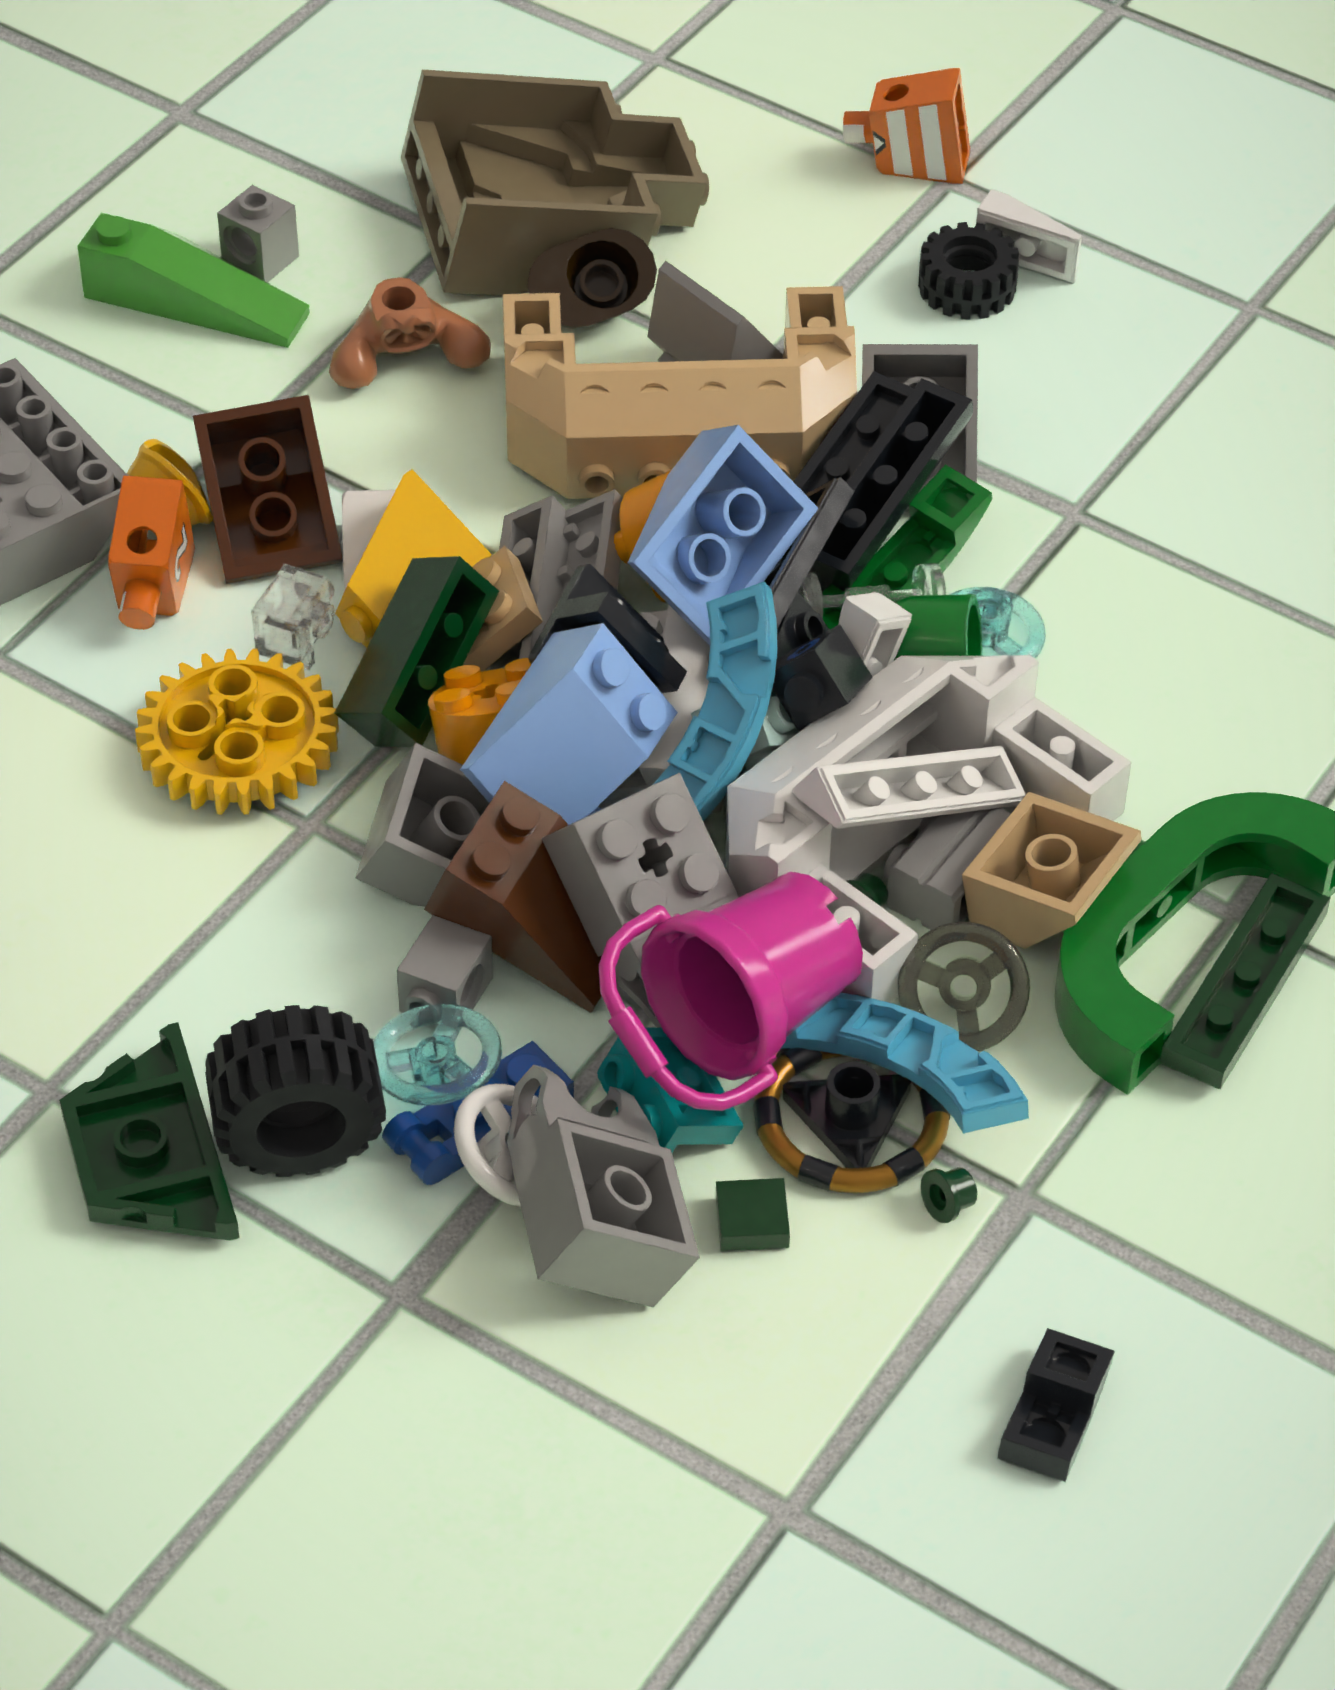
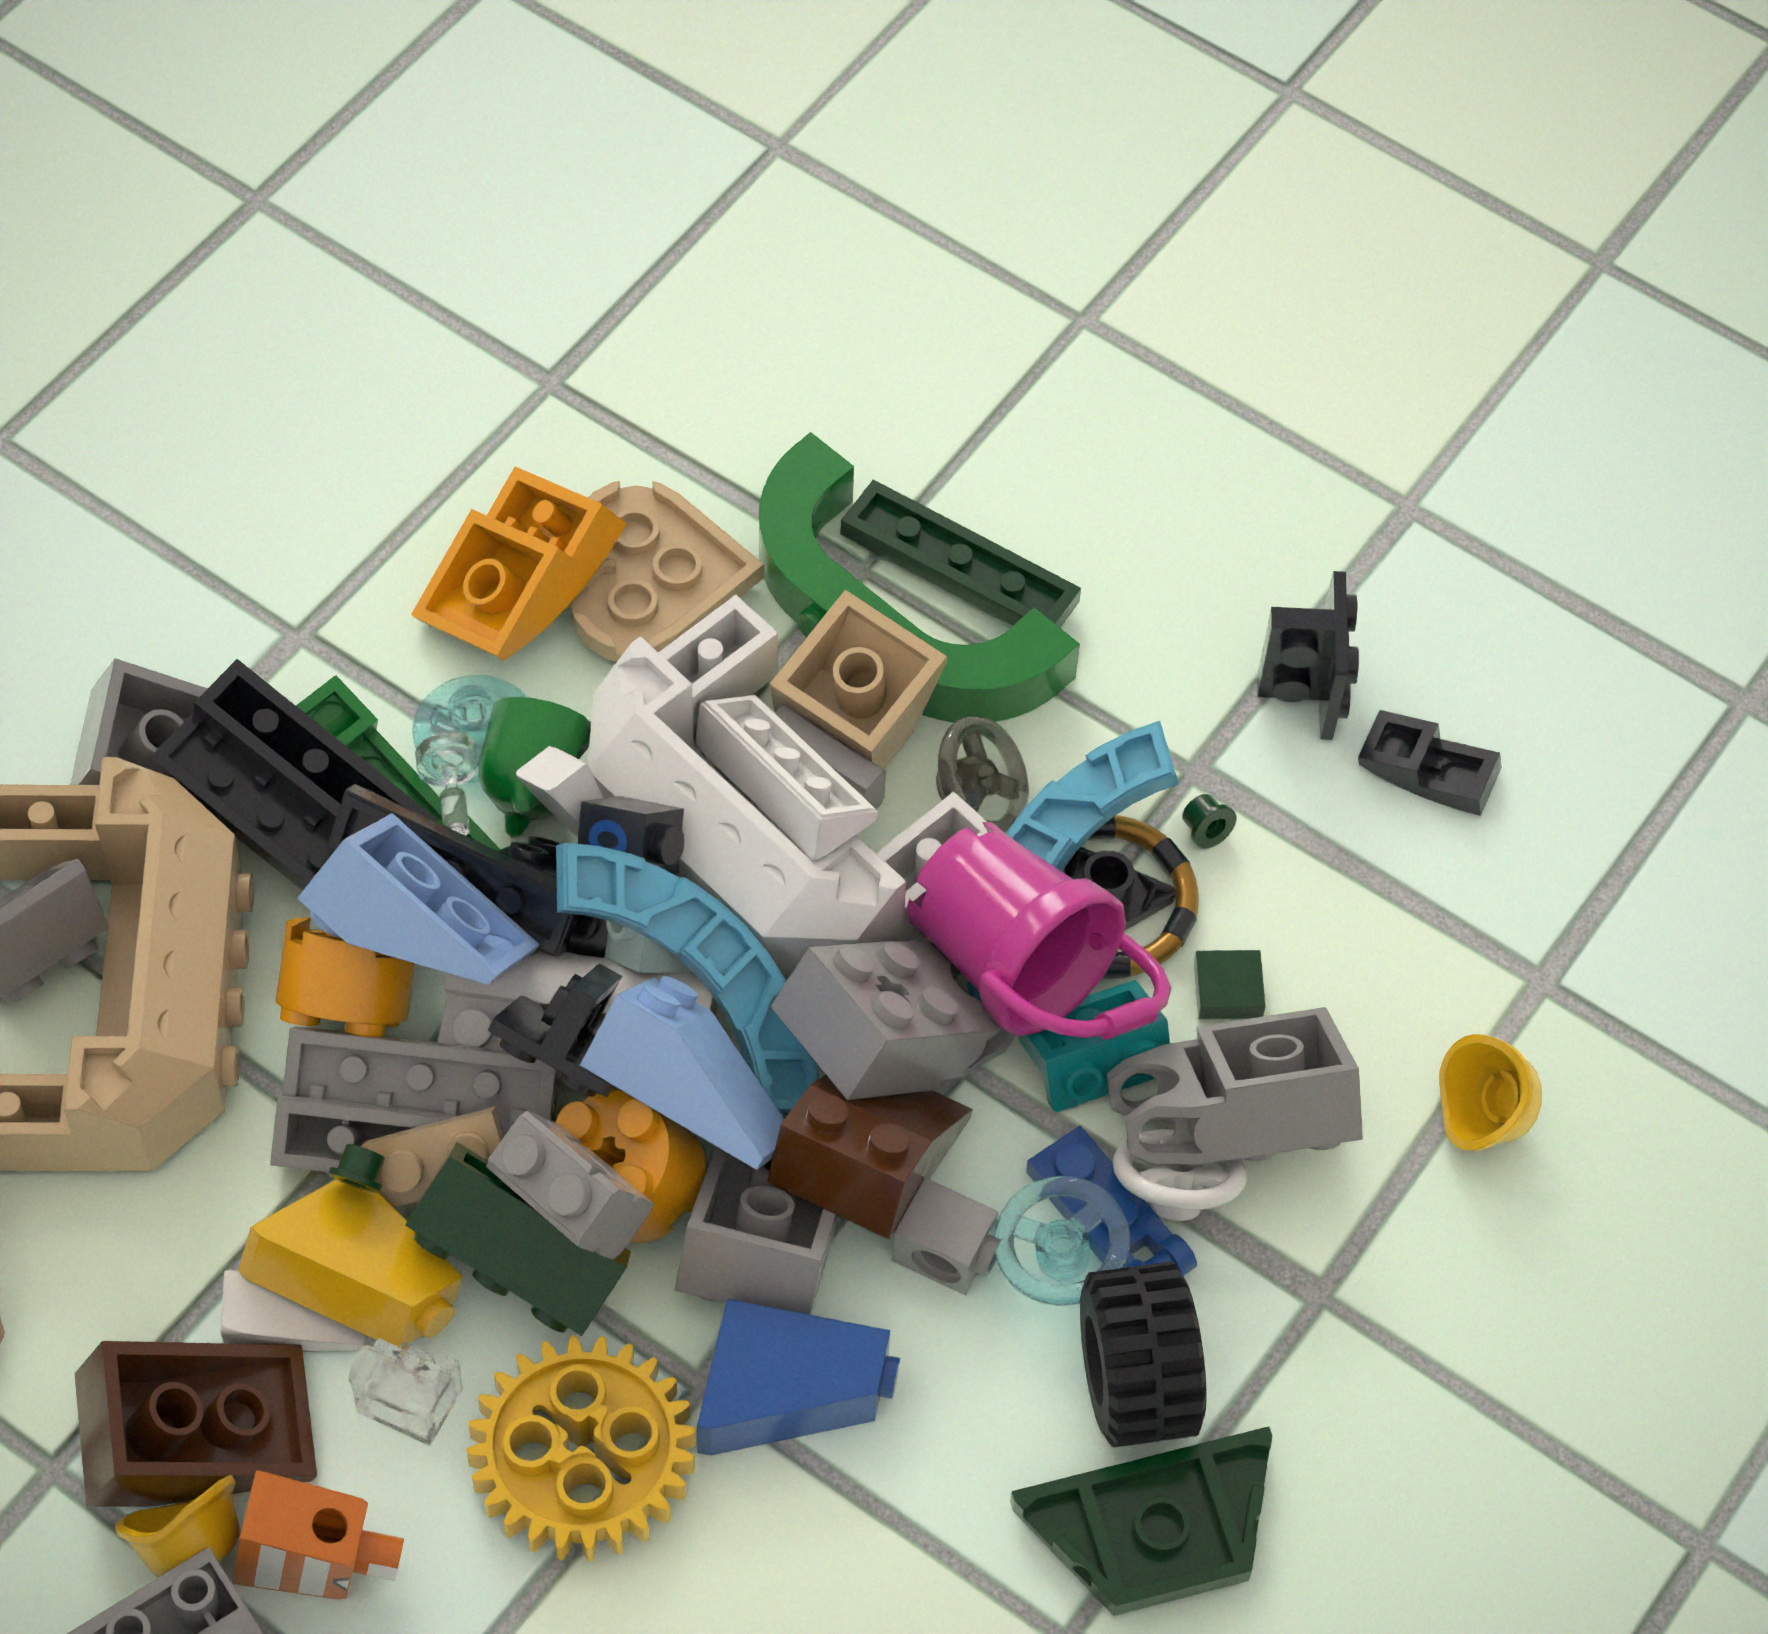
camera: 90 degrees left, 10 degrees up
(302, 862) = (790, 1377): none -> blue slope
(441, 643) = (569, 1185): none -> light grey brick
(474, 537) = (359, 1168): none -> dark green piece
(614, 1435) = (1487, 1093): none -> yellow helmet
(1154, 1270) = (1311, 657): none -> black bracket
(1164, 630) = (518, 564): none -> light orange slope
(1190, 736) = (661, 573): none -> tan plate

